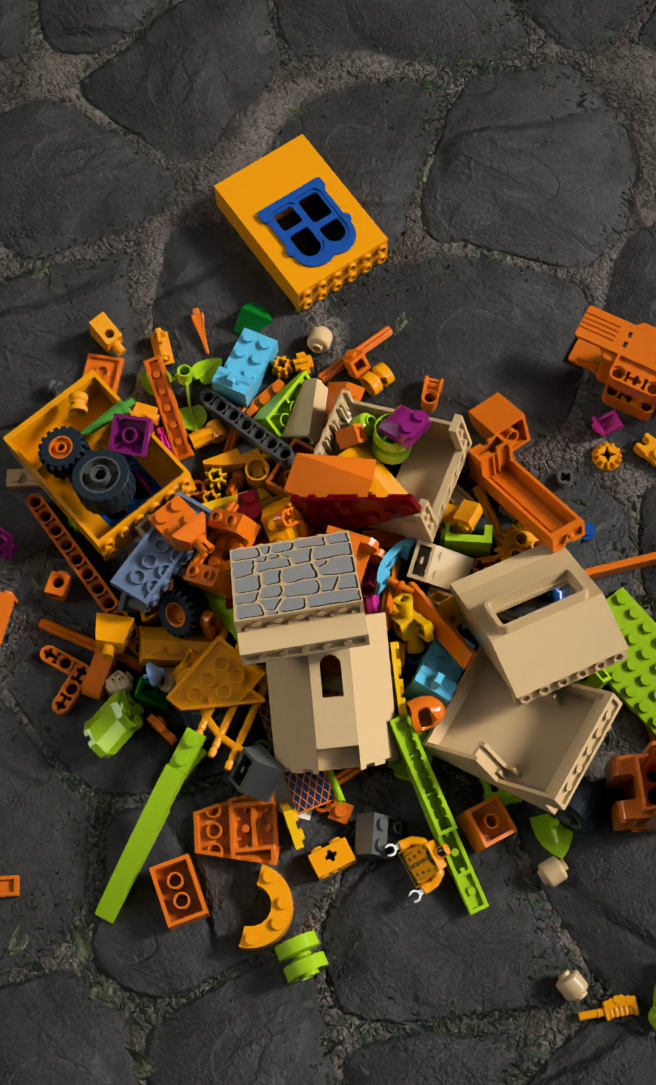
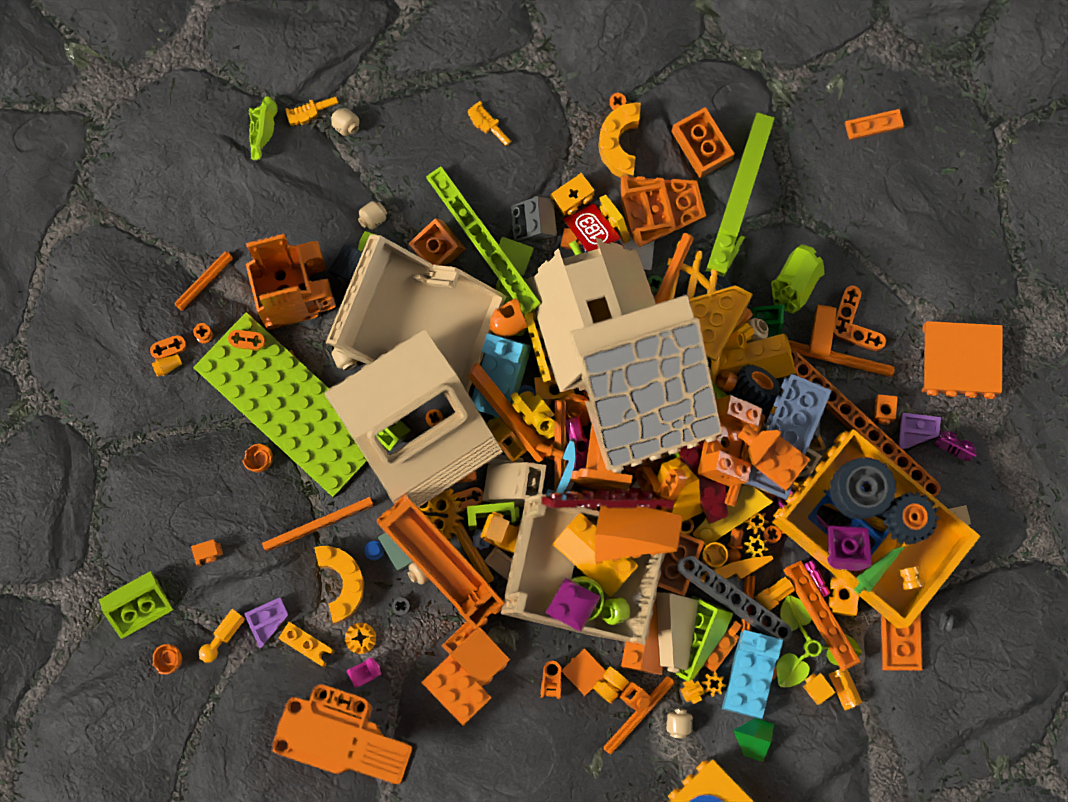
camera: 165 degrees right, 10 degrees up
(32, 563) = (917, 429): none -> medium lavender wing
(107, 334) = (912, 695): light orange torso -> none
(112, 634) = (819, 356): light orange torso -> none
(118, 682) = (802, 320): tan head -> none
(154, 673) = (770, 326): light blue piece -> none
(159, 726) = (752, 286): orange plate -> none
(186, 349) = (818, 688): none -> light orange brick
(198, 321) = (813, 726): orange piece -> none
(243, 736) = (674, 268): none -> orange axle
(256, 773) = (653, 245): dark grey slope -> none
(264, 954) = (618, 96): none -> orange bush
(304, 963) = (584, 104): lime wheel -> none
(317, 814) = (589, 225): none -> red sticker
(351, 436) = (625, 592): orange brick -> none
(398, 394) = (584, 671): none -> orange piece
(404, 803) = (517, 254): none -> lime piece
(414, 962) = (486, 123): none -> light orange piece
(423, 862) = (490, 201): light orange torso -> none
(523, 391) = (456, 690): none -> orange brick
(611, 511) = (352, 578): none -> light orange brick

